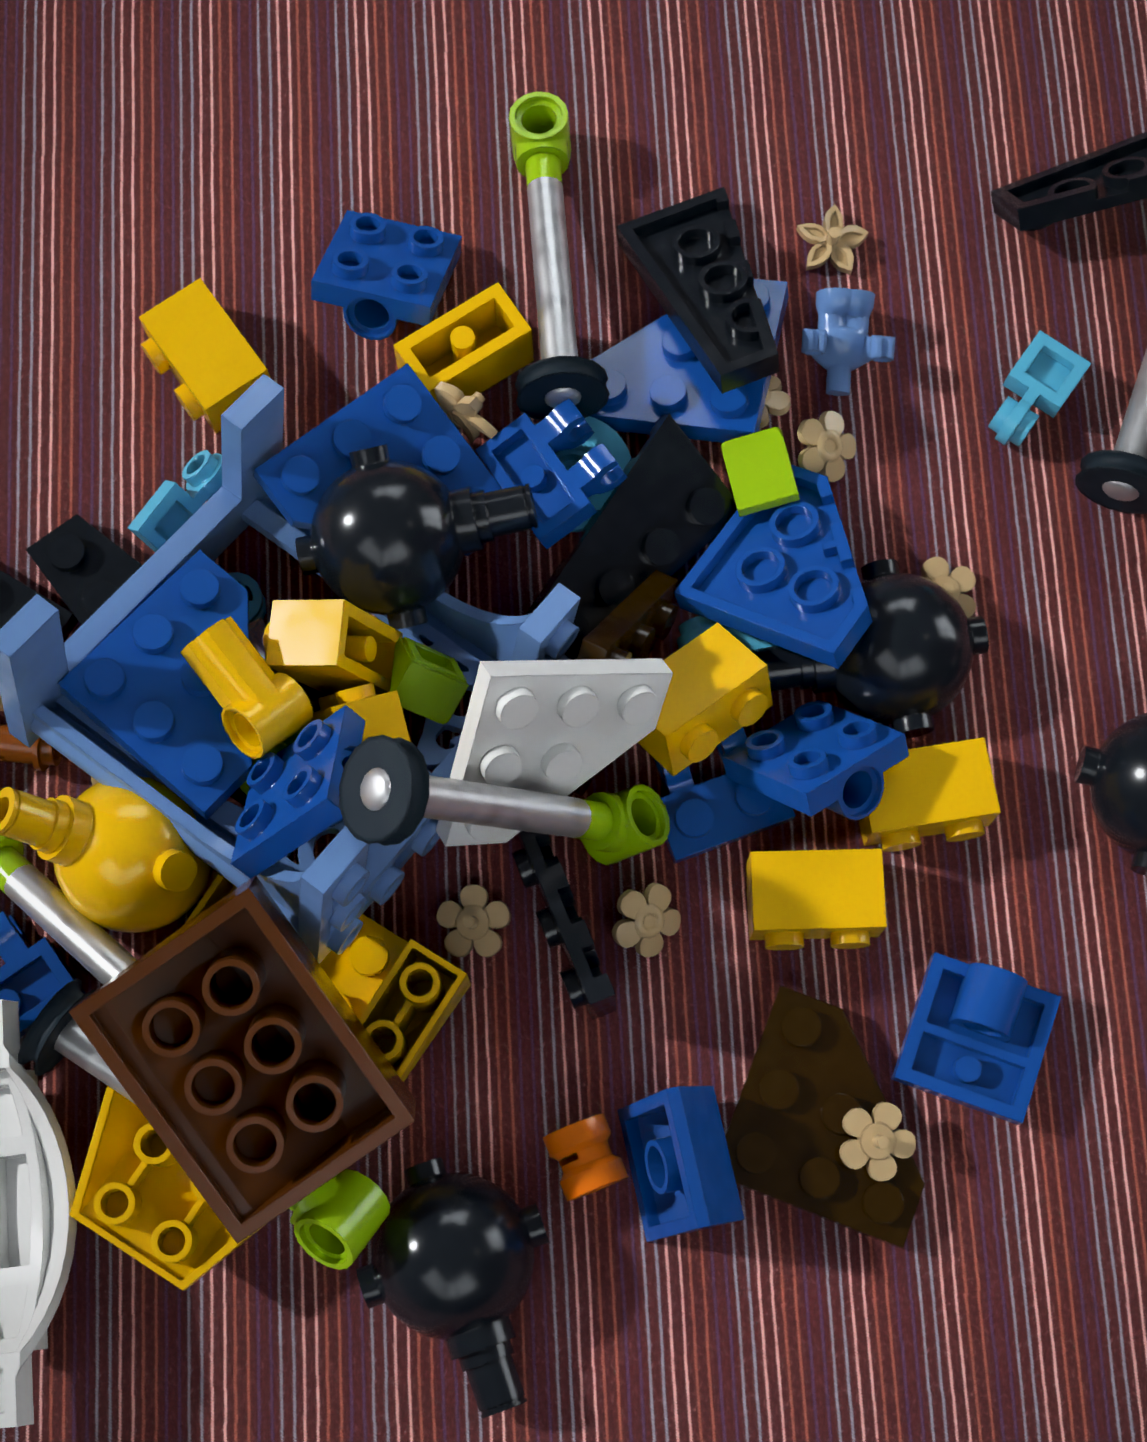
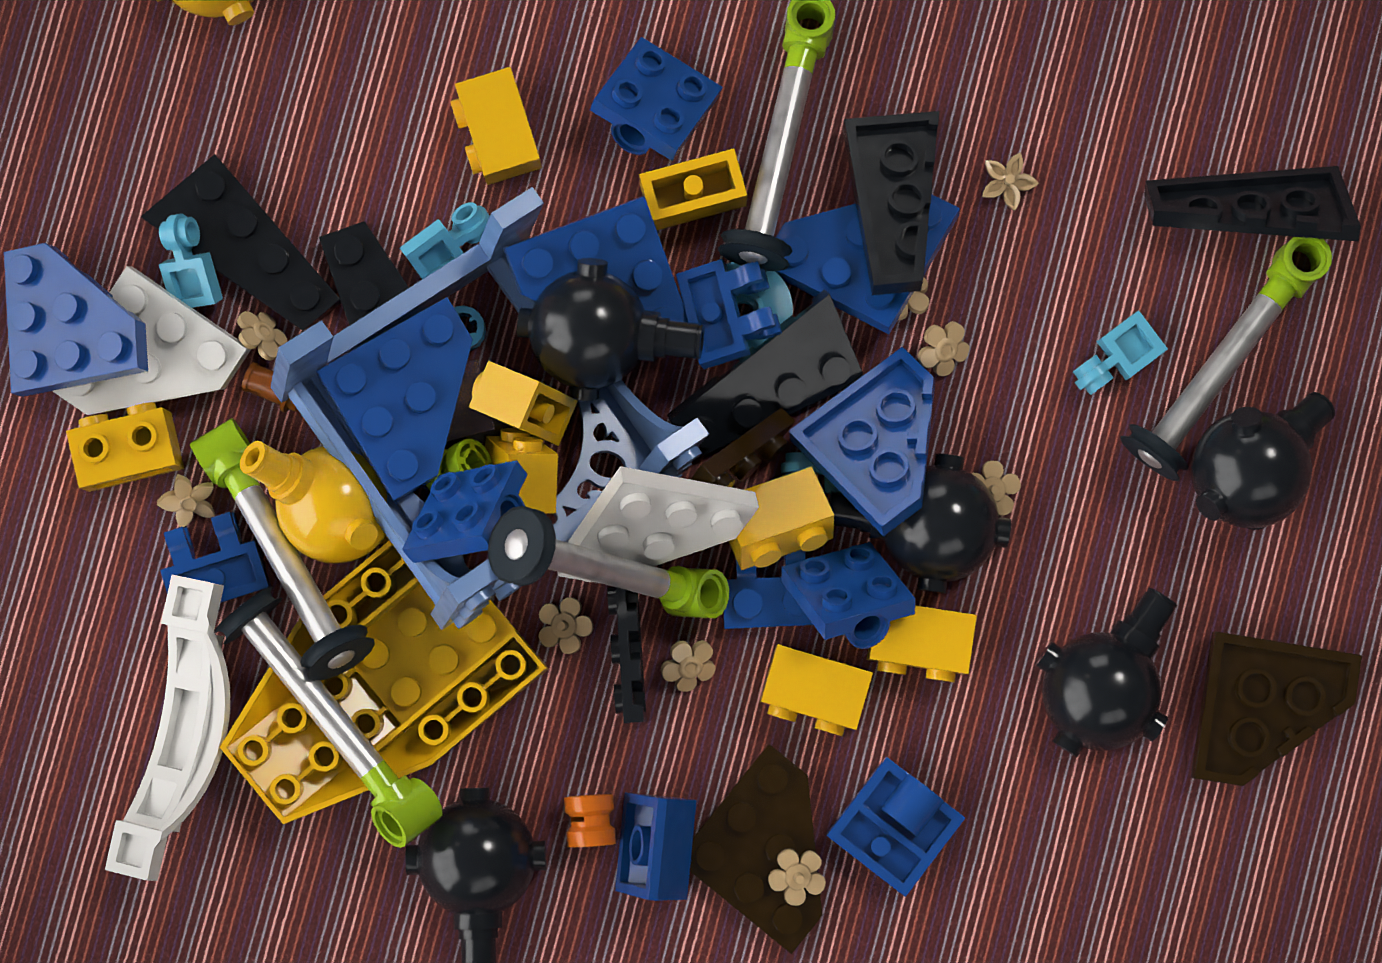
camera: 15 degrees right, 10 degrees up
(246, 1060) = (374, 688): reddish brown slope -> none
(256, 703) = (455, 434): yellow piece -> none
(427, 680) = (583, 445): lime slope -> none
(463, 410) = (677, 242): tan plant -> none
(759, 471) = (884, 357): lime slope -> none
(842, 336) = (987, 267): medium blue piece -> none

